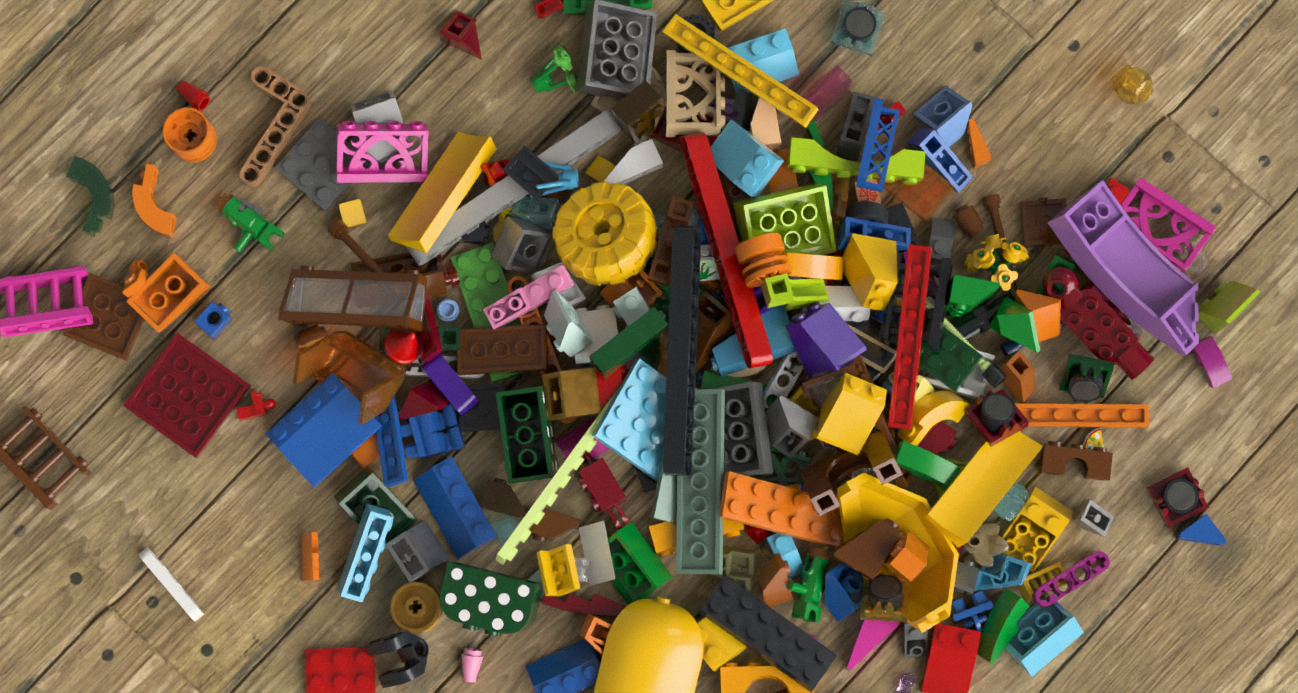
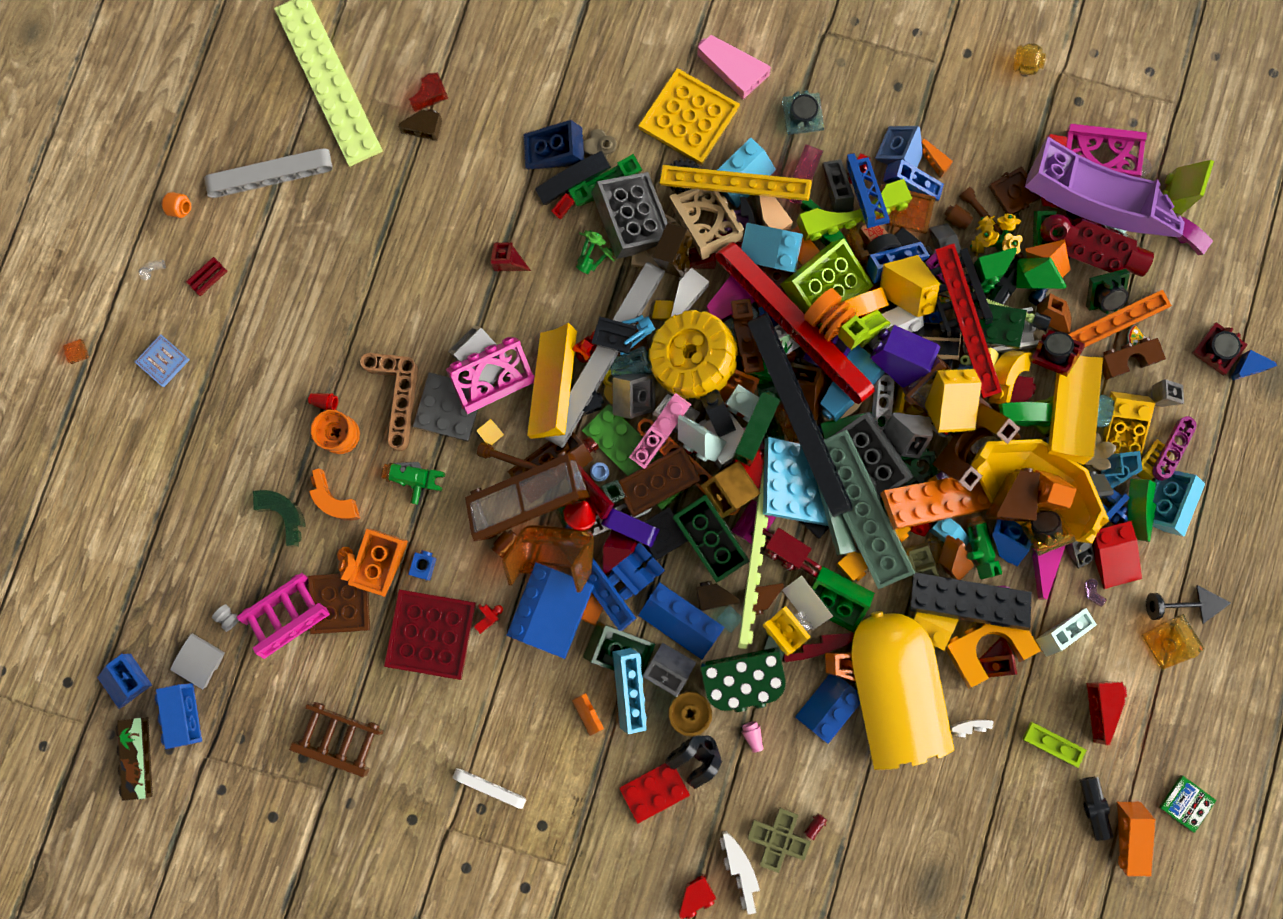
camera: 20 degrees left, 0 degrees up
(600, 307) = (718, 413): none -> black slope
(661, 193) = (721, 303): none -> dark pink slope

